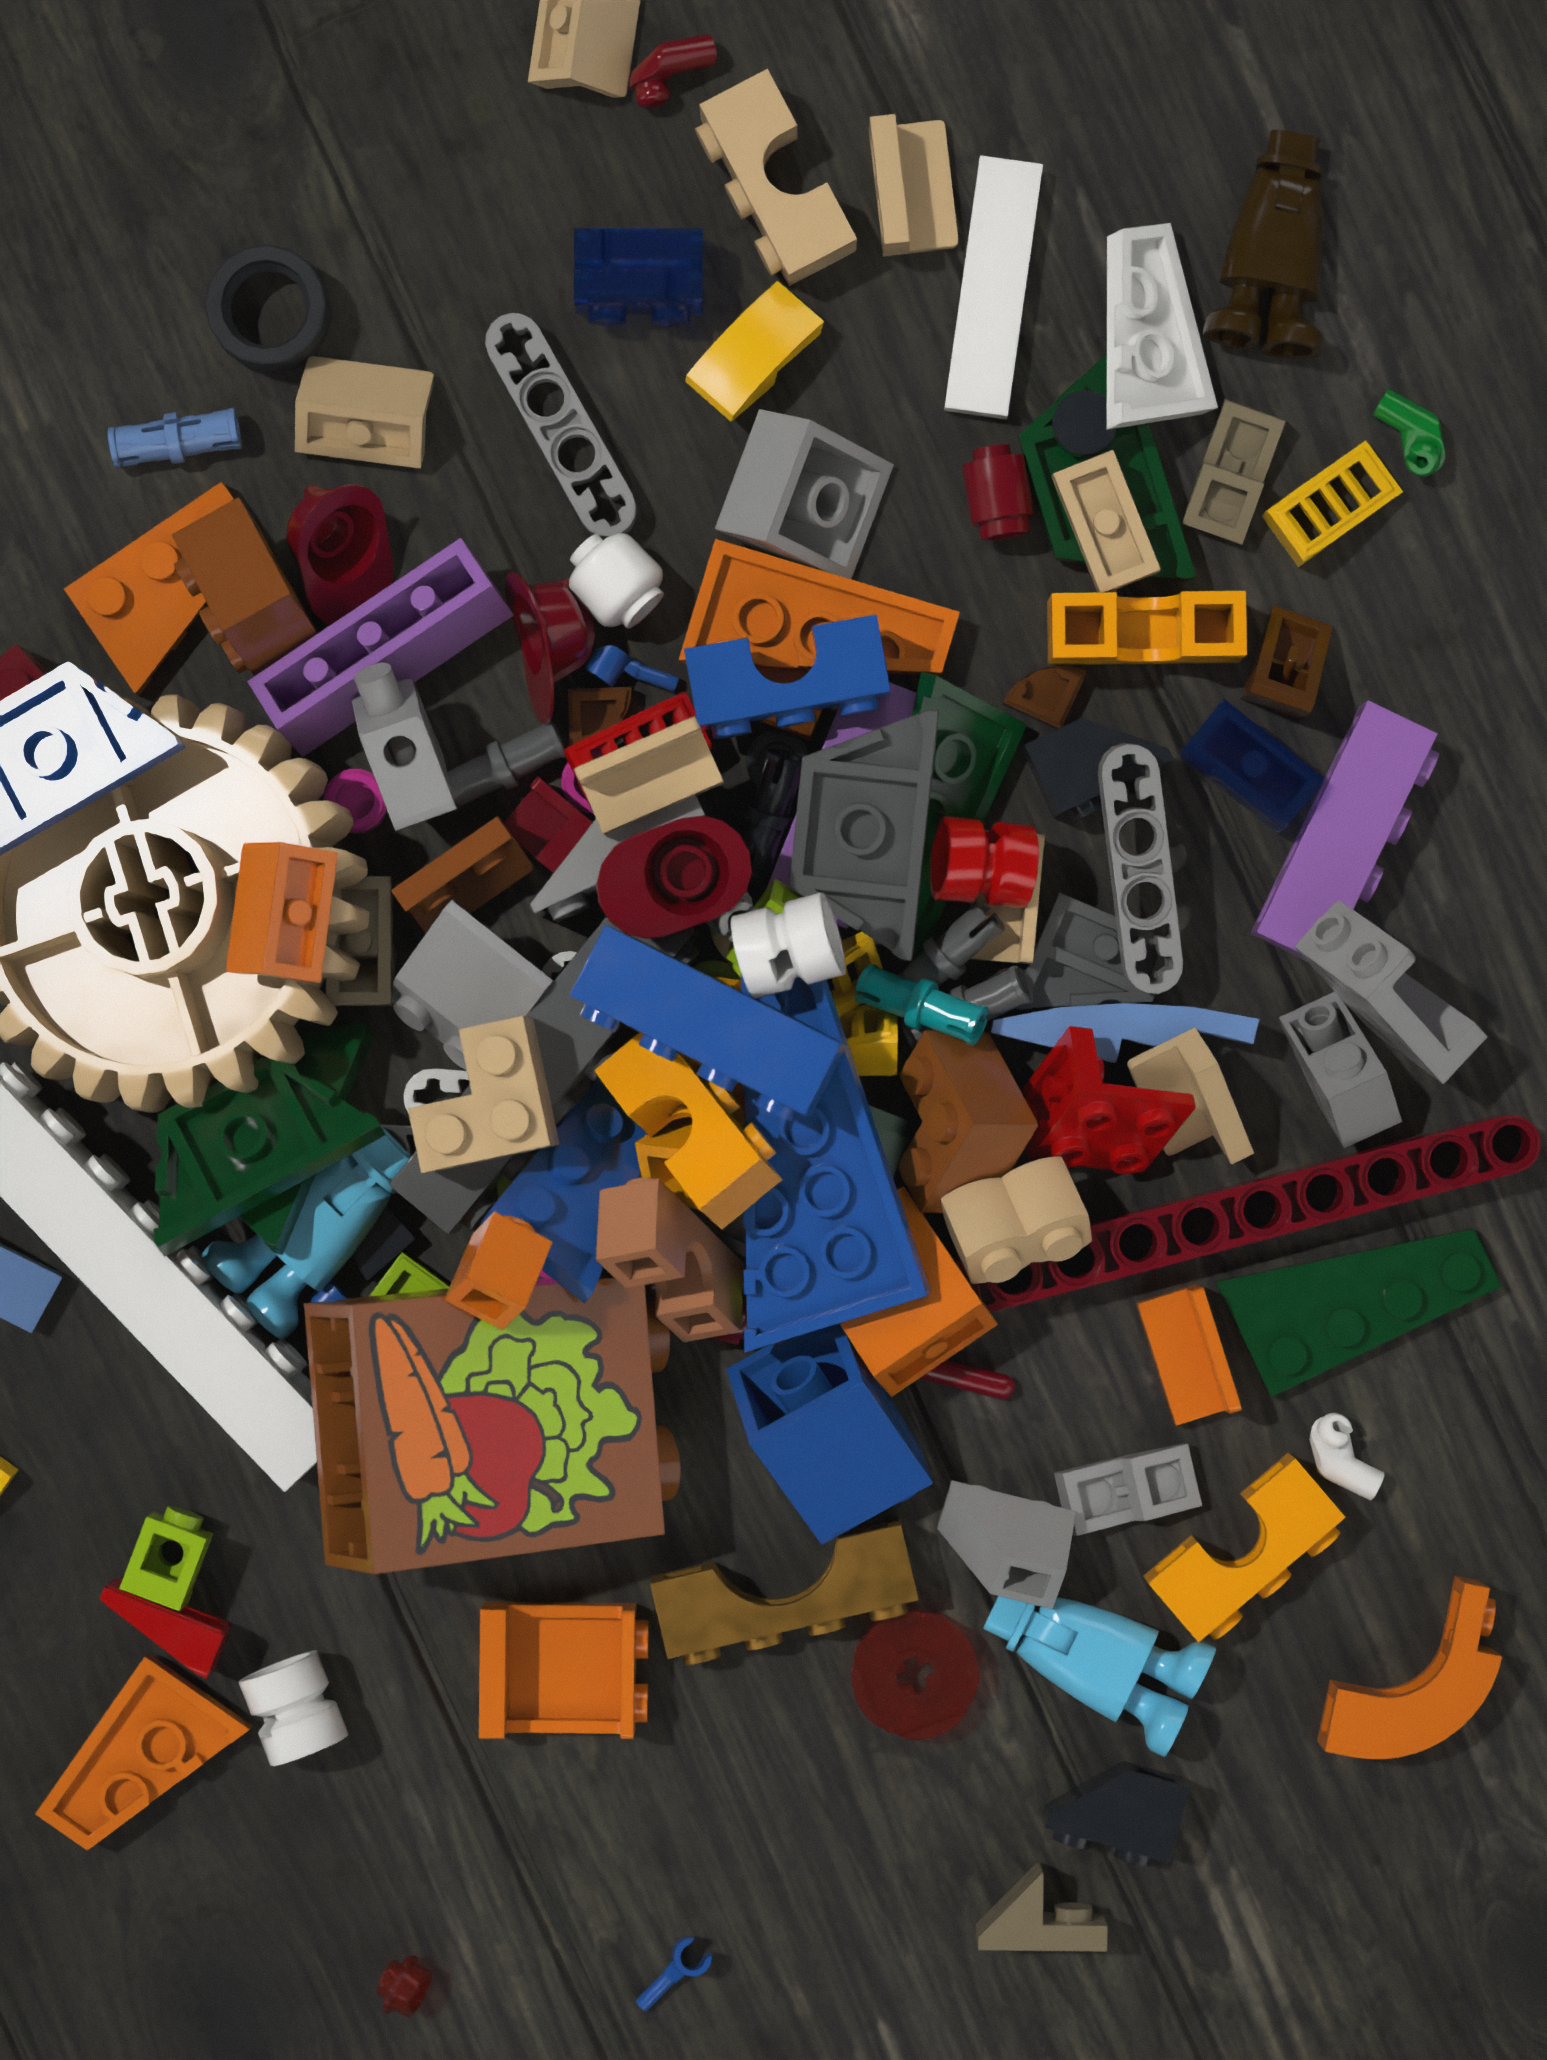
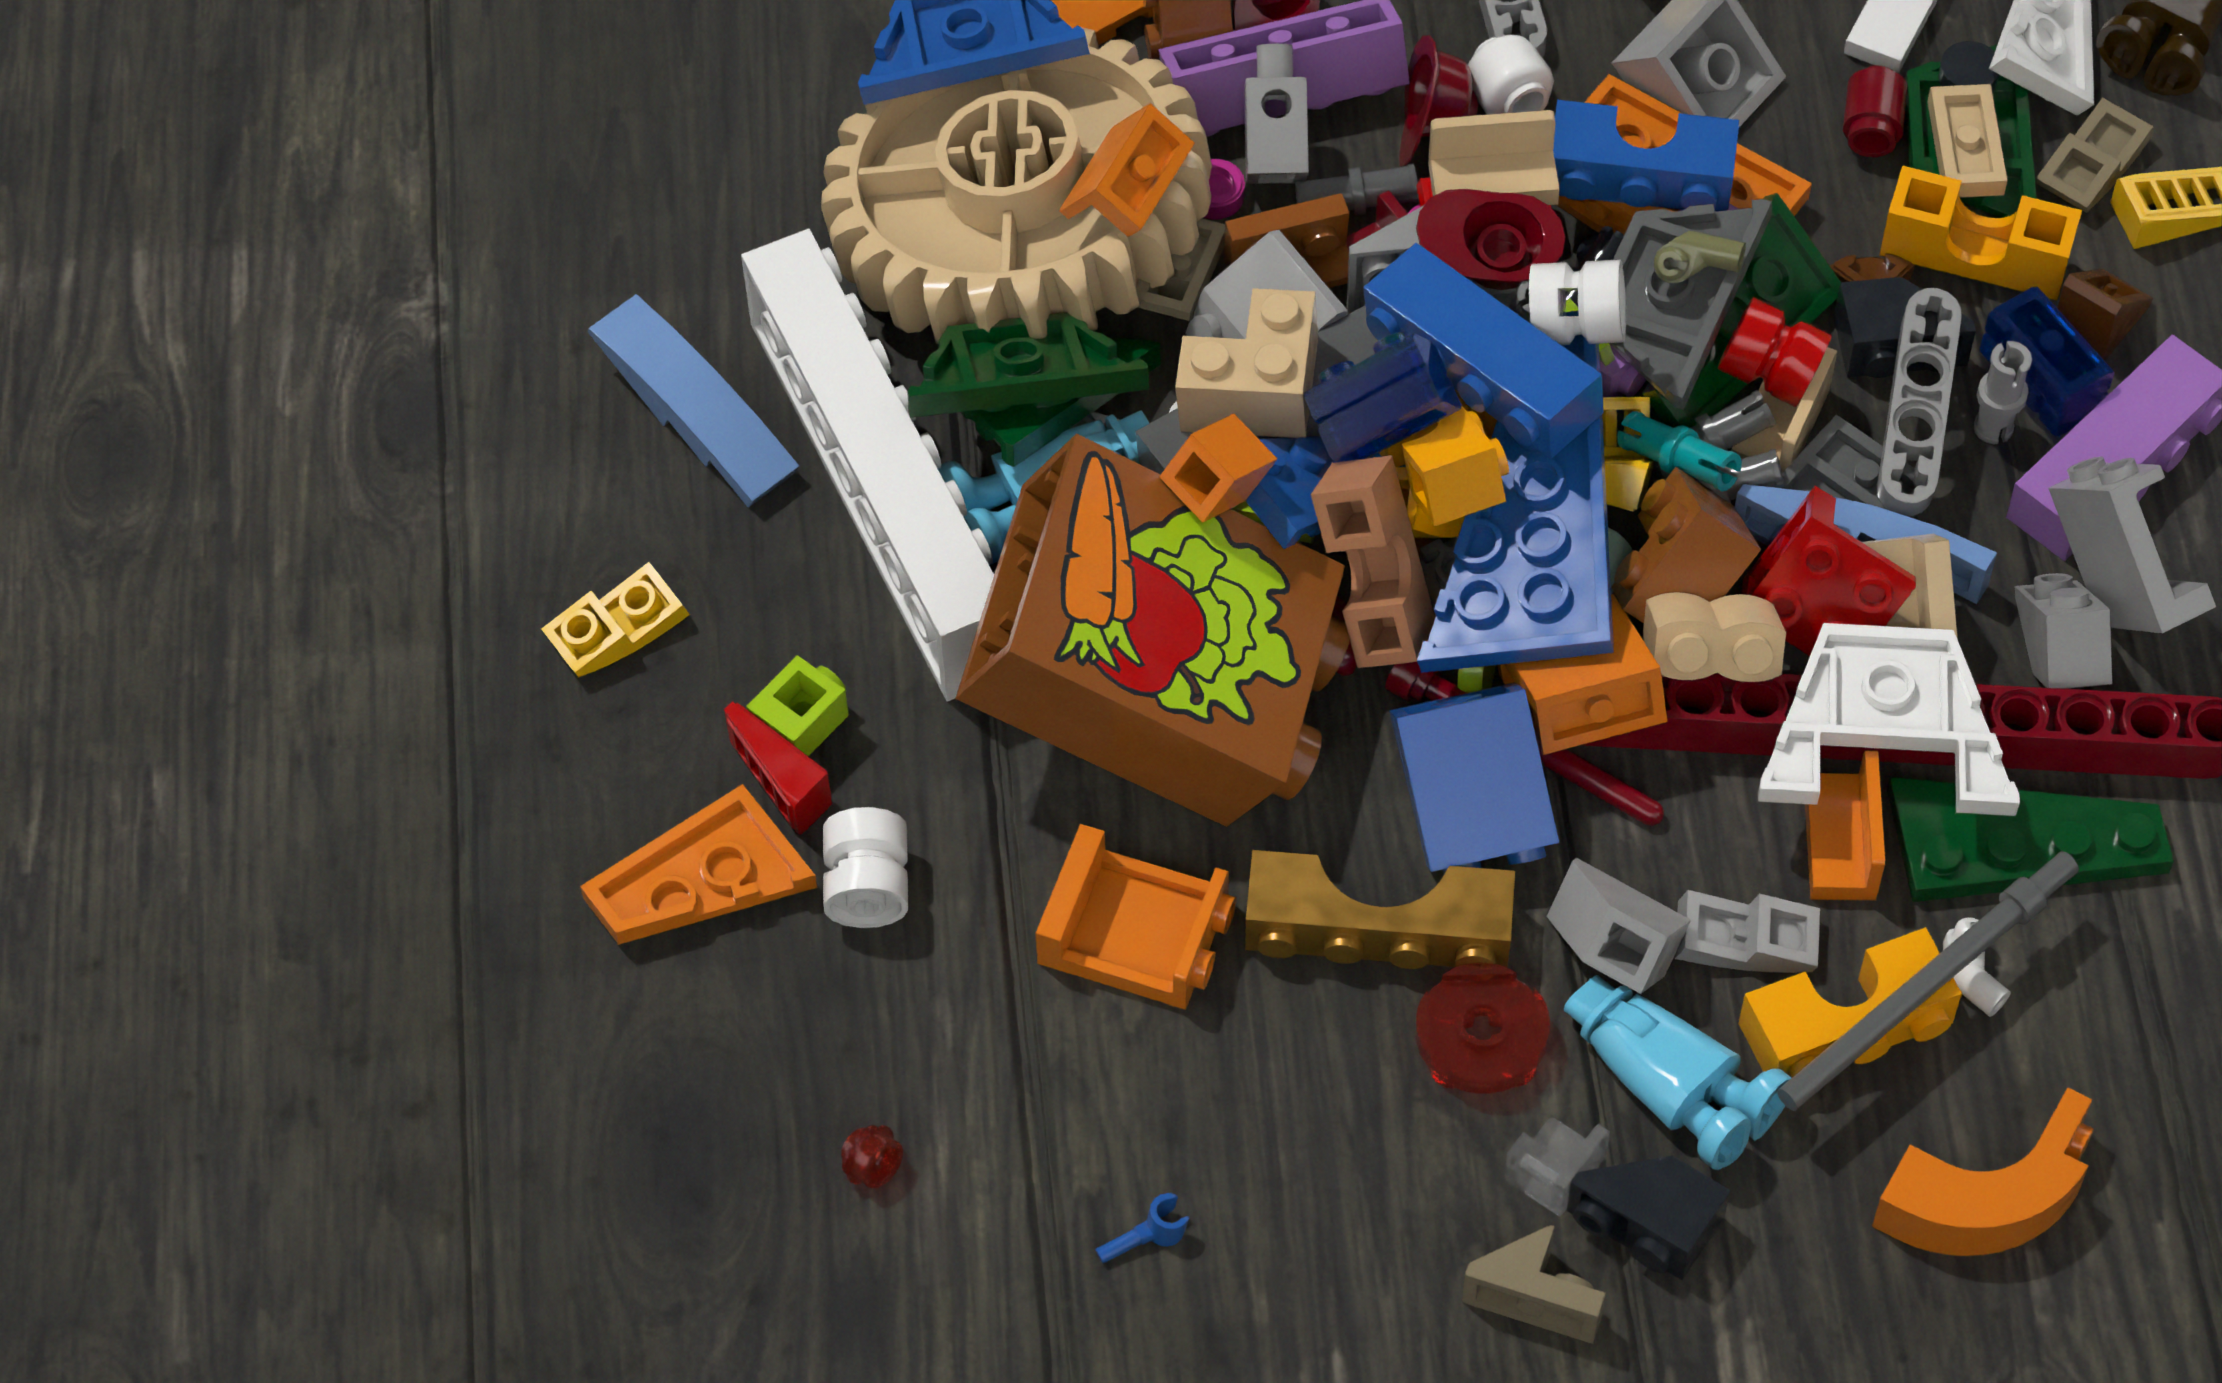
camera: 25 degrees right, 30 degrees down
(629, 1120) = (1382, 397): none -> clear blue brick
(876, 803) = (1695, 252): none -> olive arm
(1021, 1784) = (1550, 1160): none -> clear panel
(1198, 1231) = (1889, 693): none -> white wing
(1232, 820) = (2002, 392): none -> light grey pin
(1377, 1411) = (2017, 904): none -> dark grey bar

